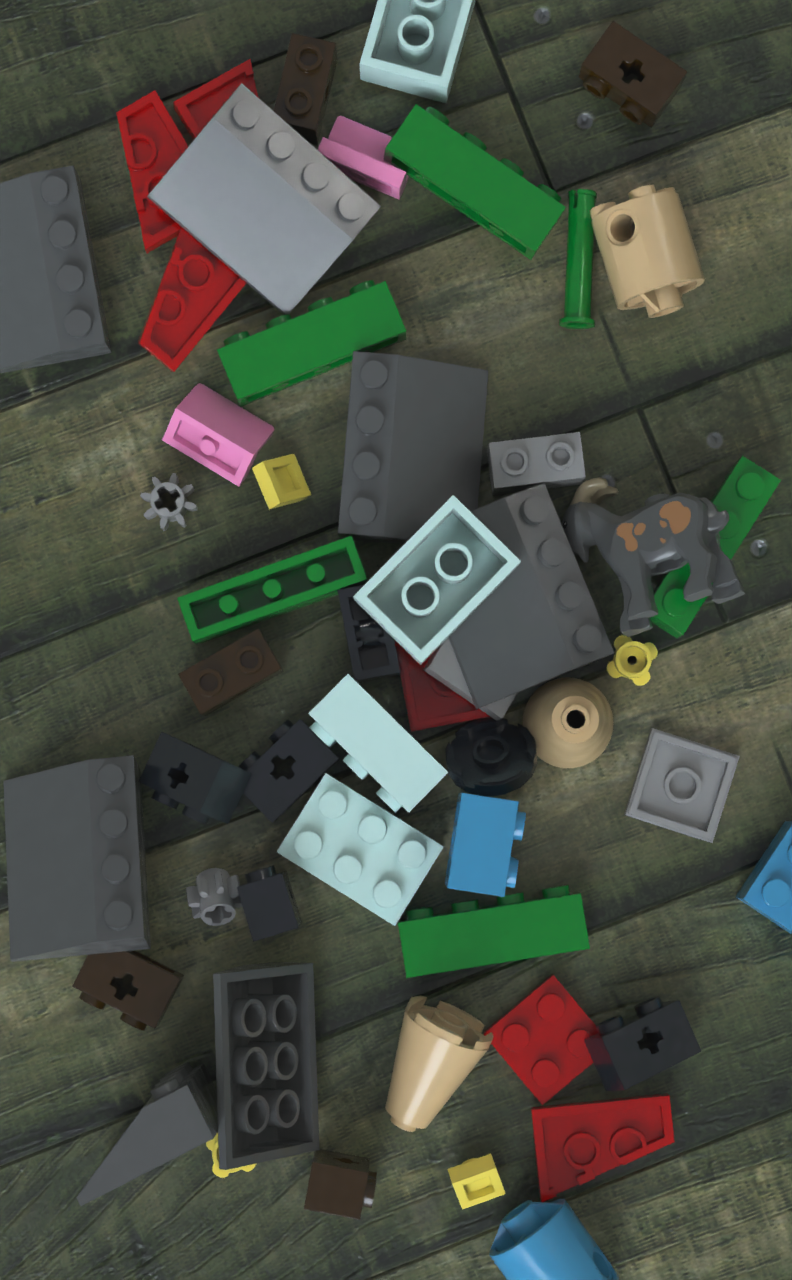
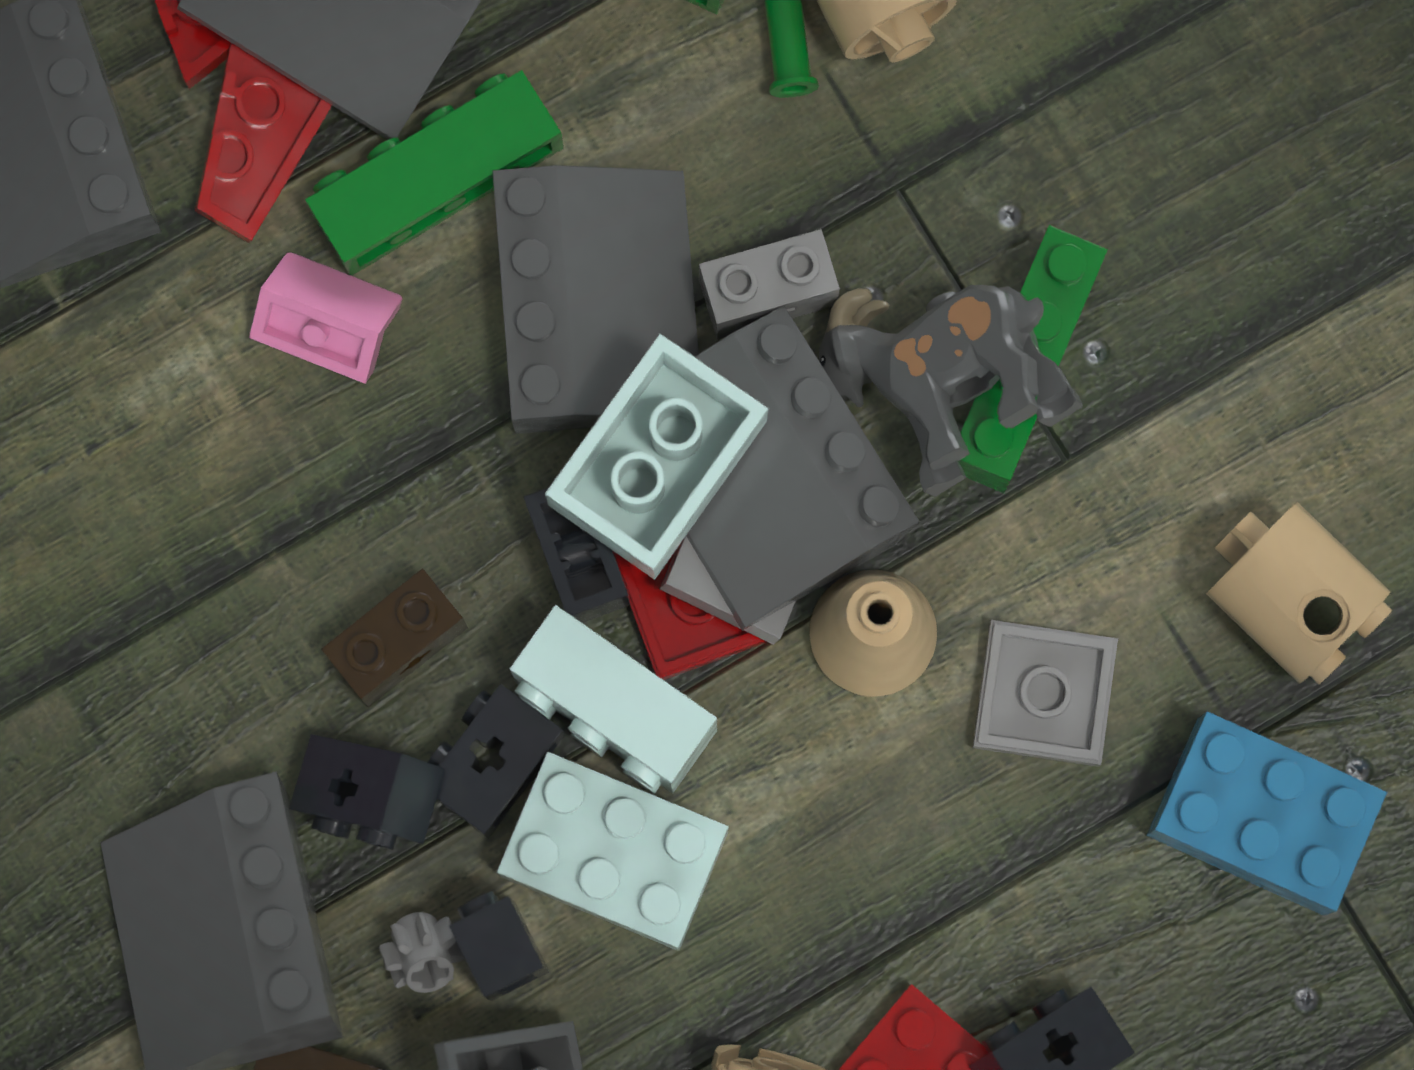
camera: 10 degrees left, 5 degrees down
(181, 502) = (266, 434): light grey gear -> none
(272, 590) = (432, 515): green brick -> none
(281, 481) = (422, 365): light yellow plate -> none
(483, 845) = (780, 809): dark azure brick -> none
(491, 757) = (774, 694): black tile -> none
(493, 933) = (817, 939): green brick -> none
(643, 653) = (960, 519): light yellow plate -> none

